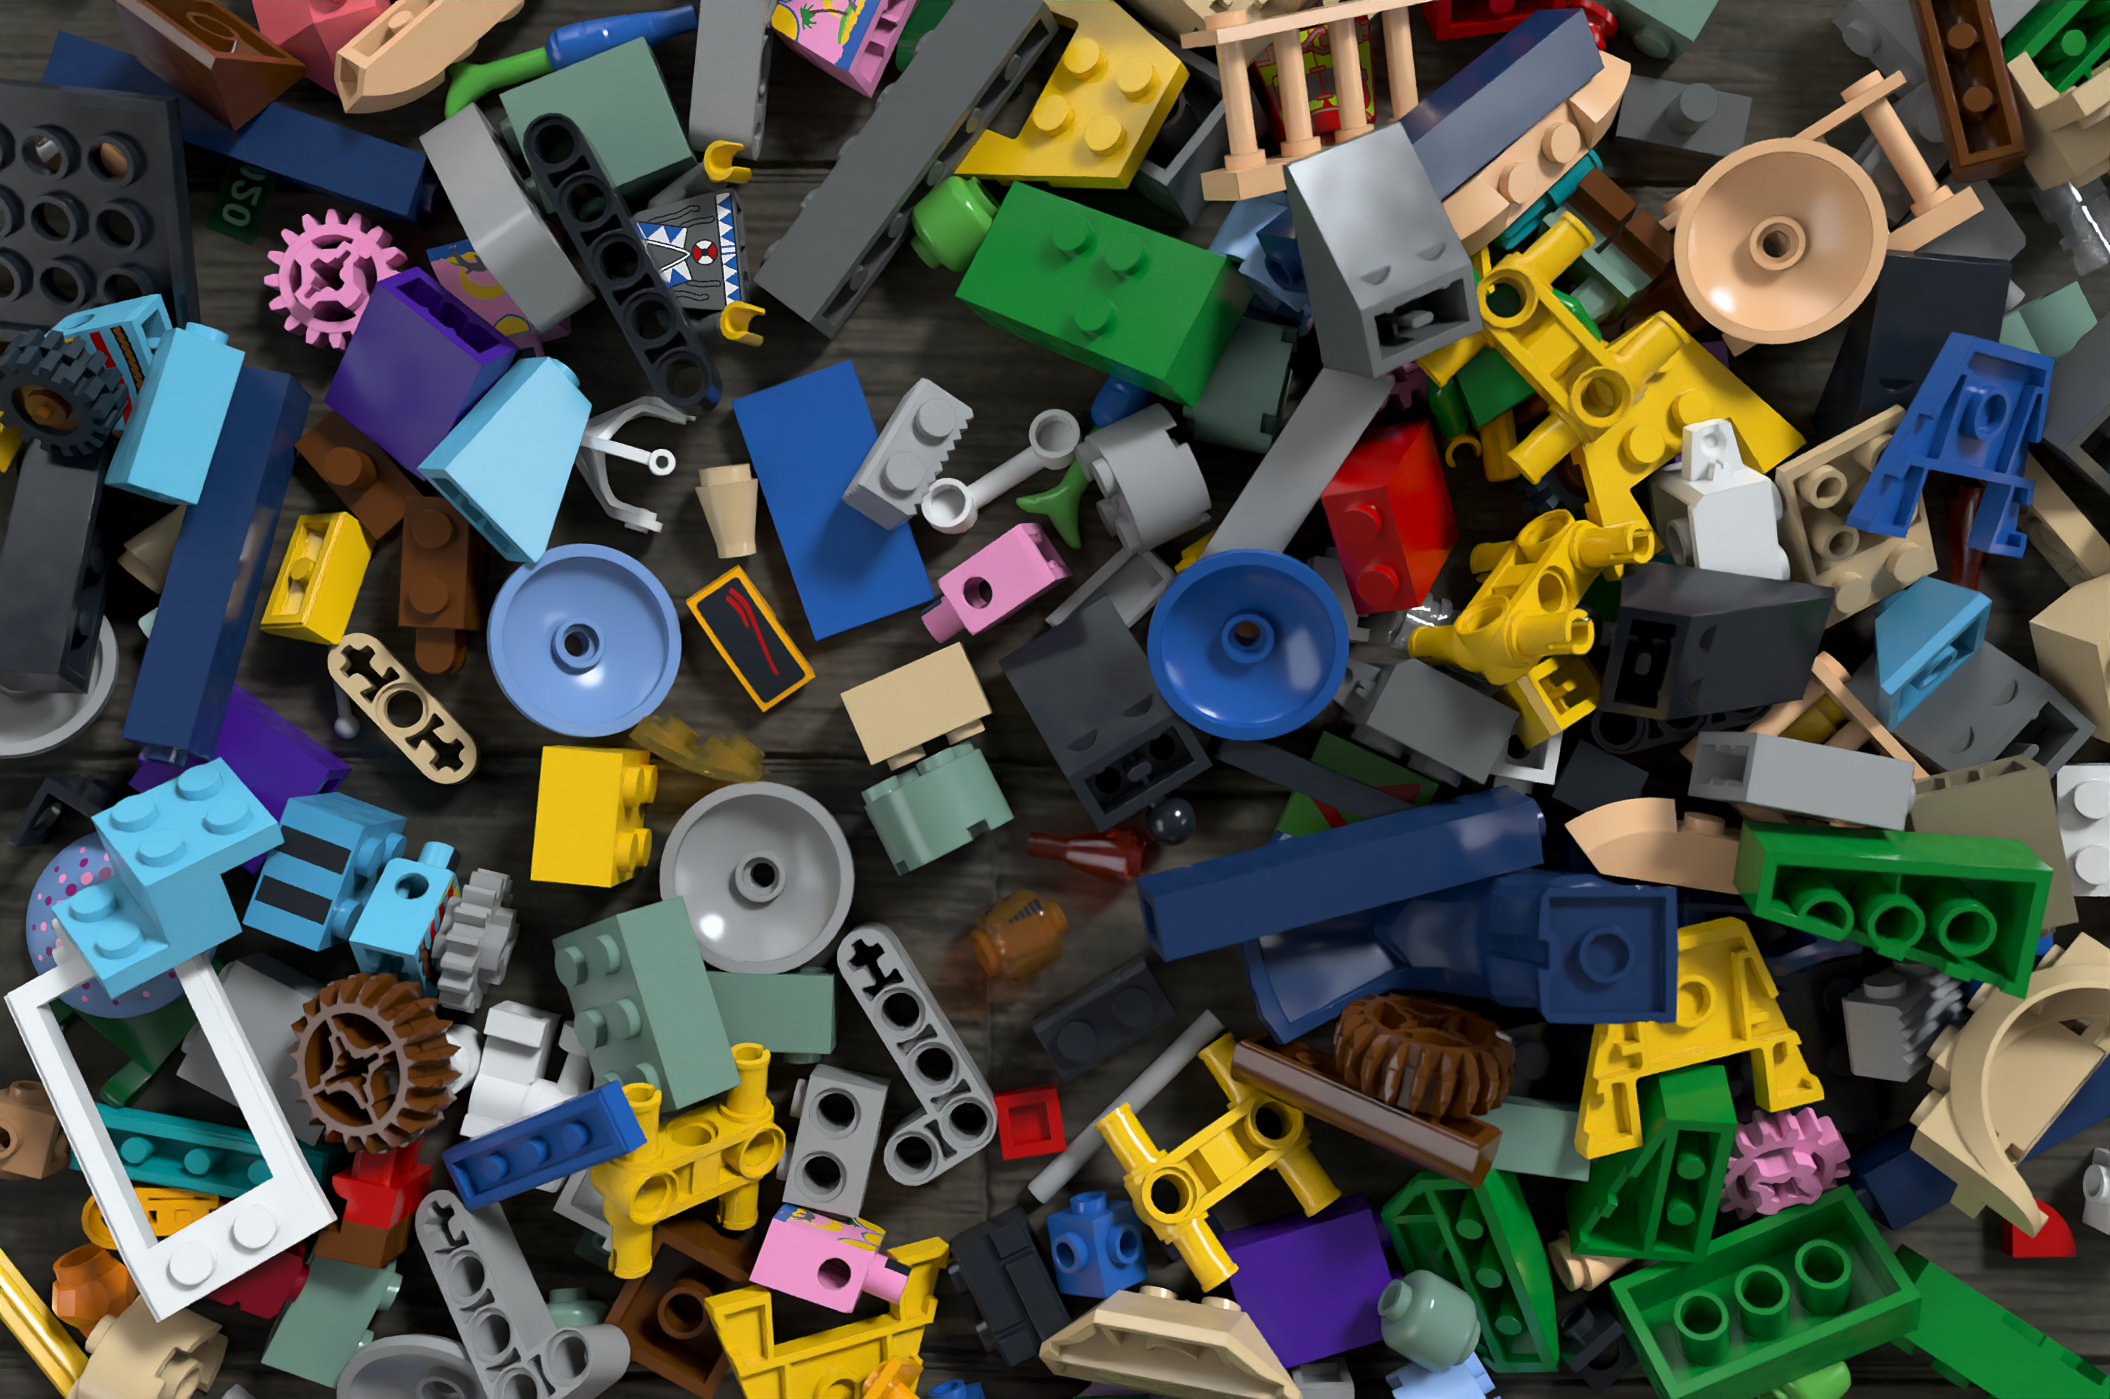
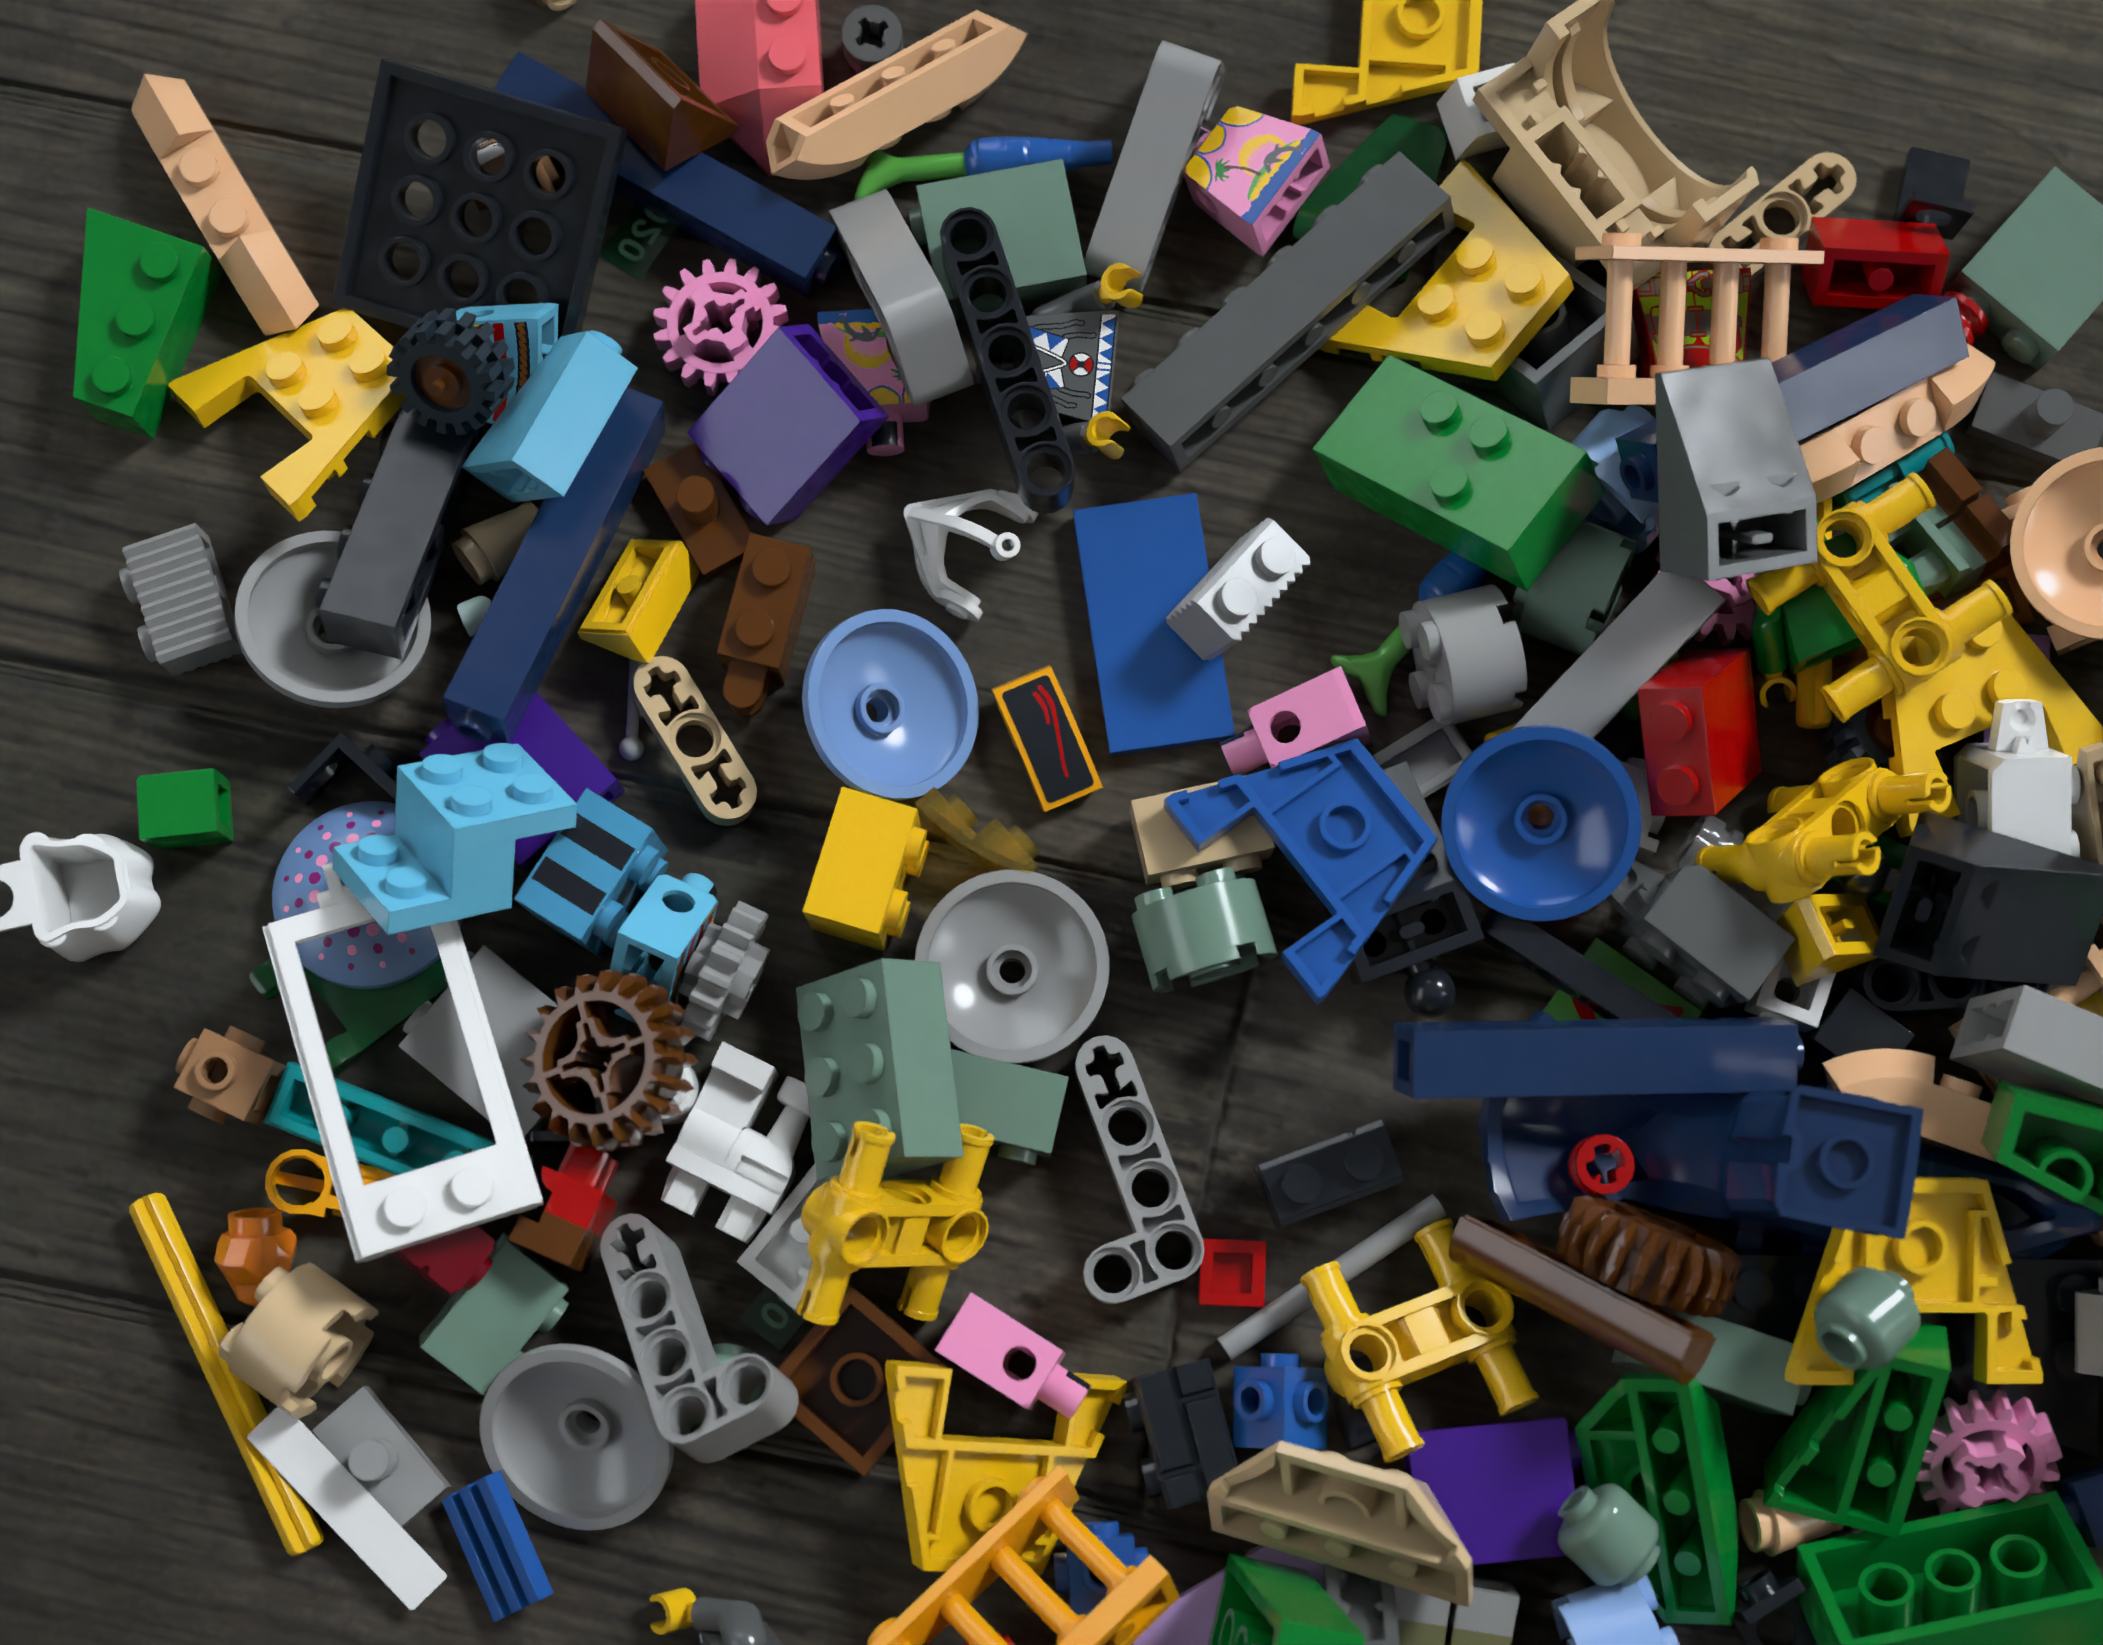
camera: 10 degrees right, 10 degrees down
(514, 456) = (863, 517): medium azure slope -> none
(544, 1146) = (761, 1172): blue tile -> none
(730, 508) = (1052, 609): tan cone -> none
(846, 1142) = (1049, 1253): light grey brick -> none
(953, 223) = (1320, 385): bright green head -> none
(955, 507) = (1270, 648): white bar -> none
(1019, 936) = (1257, 1079): clear orange head -> none
(1052, 688) = (1341, 832): none -> blue wing
(1107, 855) = (1357, 1016): clear red cone -> none
(1383, 972) = (1617, 1177): none -> red bush
(1648, 1091) = (1866, 1318): none -> sand green head

